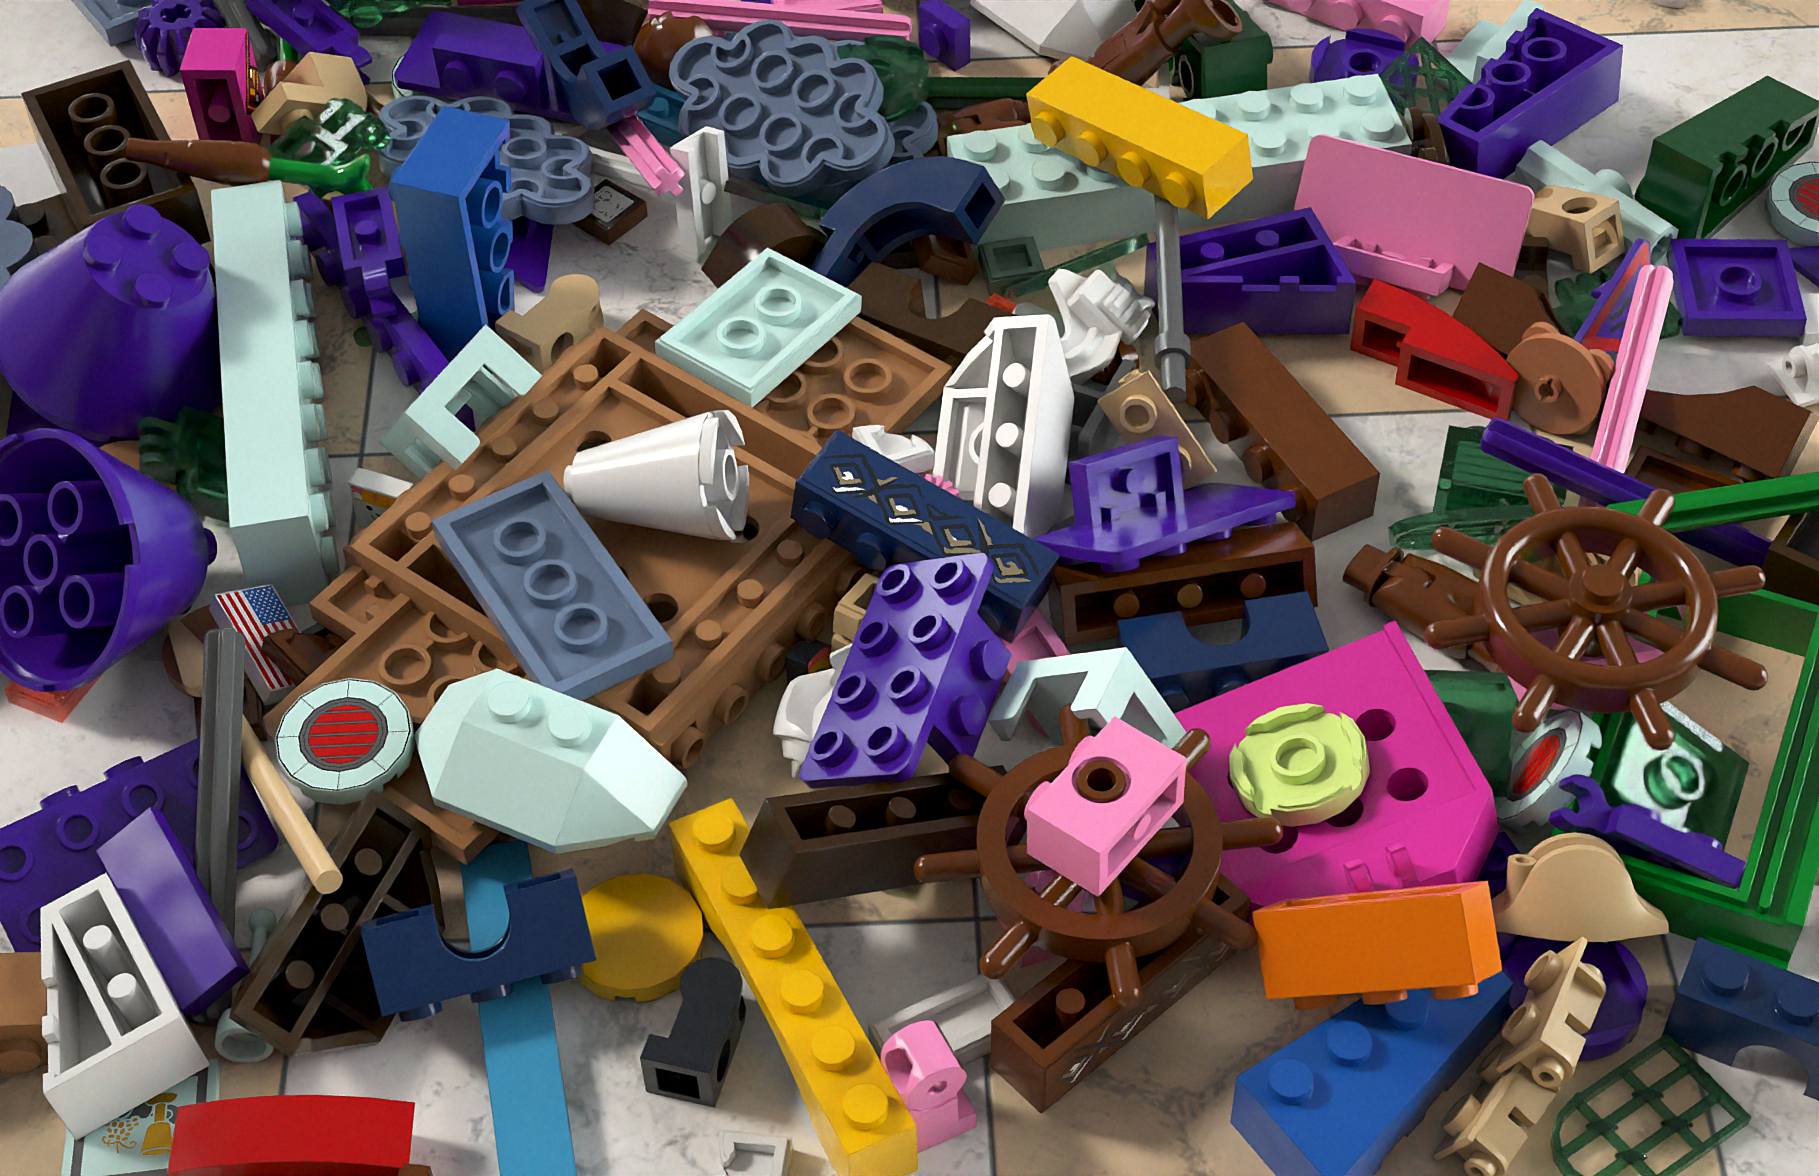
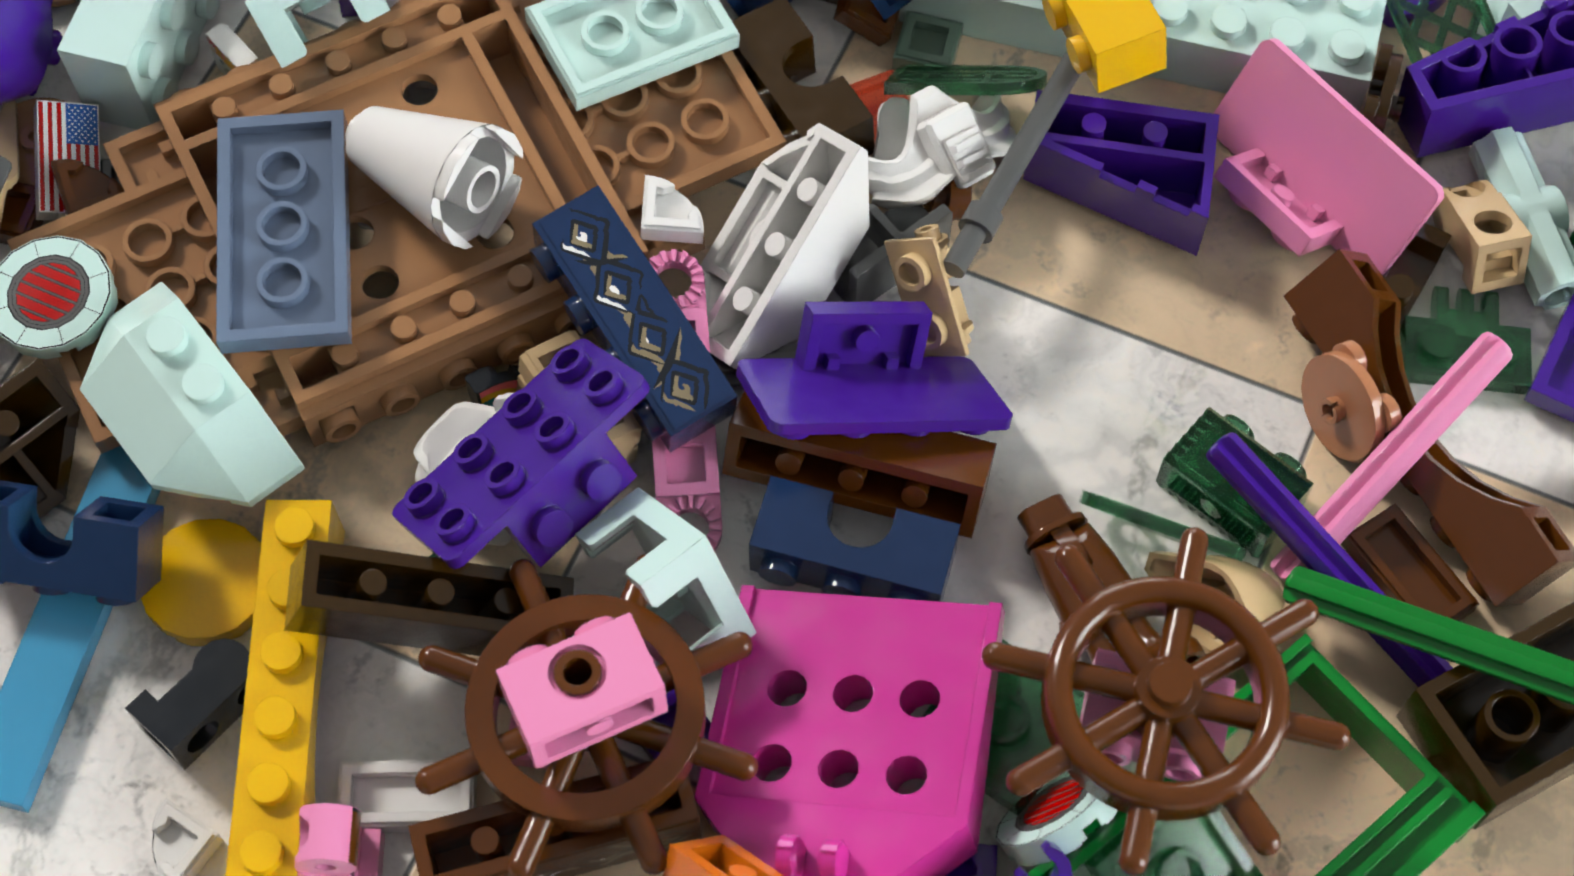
camera: 25 degrees right, 15 degrees up
(1279, 431) = (1053, 335): reddish brown brick -> none
(1299, 765) = (826, 707): yellowish green tile -> none
(1433, 352) = (1255, 312): red slope -> none
(1608, 317) = (1429, 363): piece -> none

